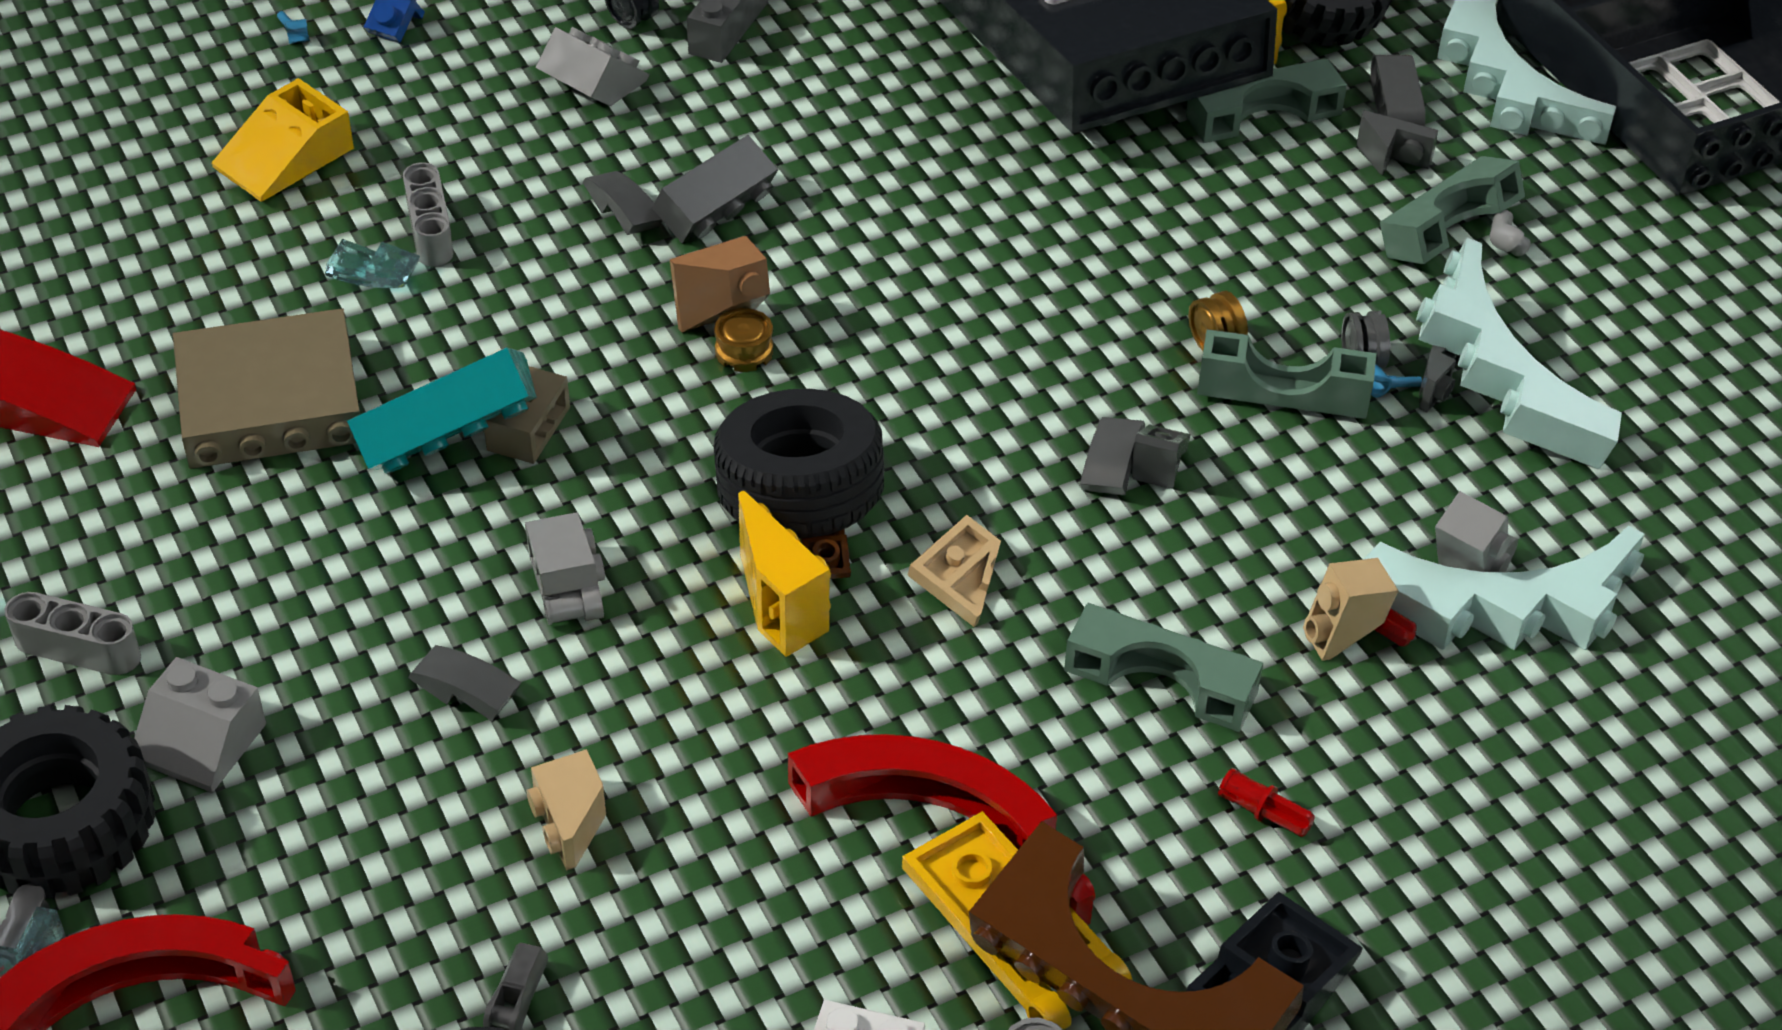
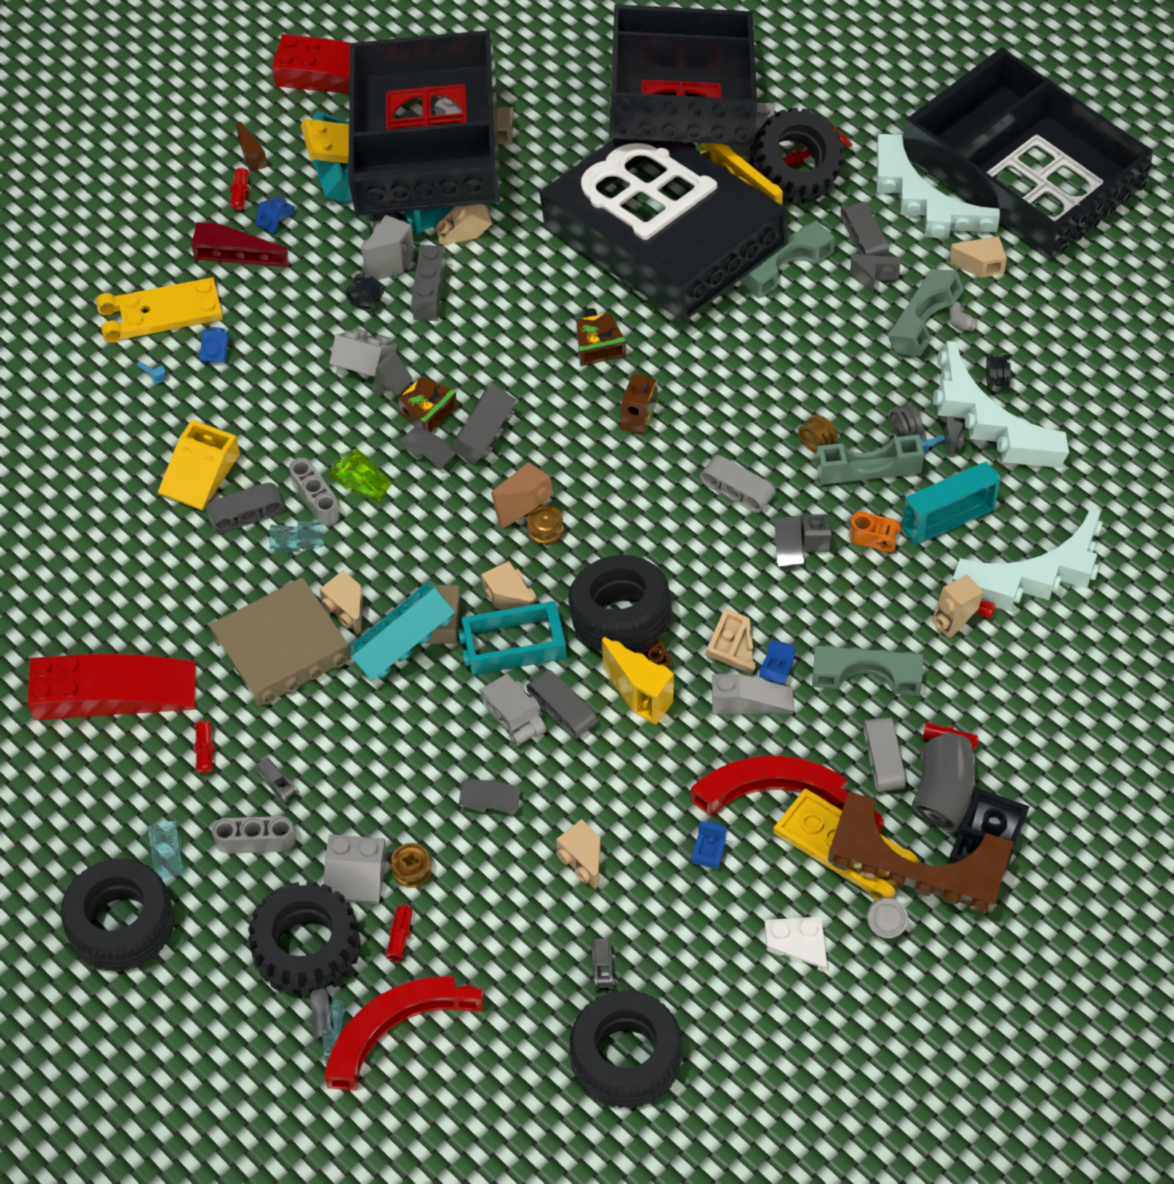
camera: 15 degrees left, 10 degrees up
(75, 495) = (203, 747): none -> red axle
(154, 567) = (275, 778): none -> flat silver bar
(213, 843) = (399, 933): none -> red axle
(288, 746) = (411, 865): none -> pearl gold wheel
(318, 210) = (244, 507): none -> dark grey beam
(393, 356) = (345, 599): none -> tan slope
(504, 211) = (359, 475): none -> clear neon green slope
(609, 95) = (391, 376): none -> dark grey slope
(613, 498) = (518, 656): none -> teal window
(641, 407) = (507, 588): none -> tan slope
(646, 583) = (562, 704): none -> dark grey beam
(649, 148) = (427, 404): none -> reddish brown torso
(783, 853) = (709, 844): none -> blue bracket
(938, 130) = (598, 338): none -> reddish brown torso
(949, 649) = (749, 695): none -> light grey slope
(959, 217) = (640, 395): none -> reddish brown torso
(1021, 616) = (778, 662): none -> blue bracket
(1065, 359) = (737, 484): none -> light grey beam
(1140, 799) = (884, 754): none -> light grey beam
(1226, 863) = (945, 781): none -> dark grey brick
(1253, 474) = (874, 531): none -> orange piece
(1395, 487) = (950, 503): none -> teal window
(1474, 537) = (1011, 543): light grey hinge -> none
(1540, 309) = (998, 371): none -> black wheel
(1564, 163) = (979, 257): none -> tan slope

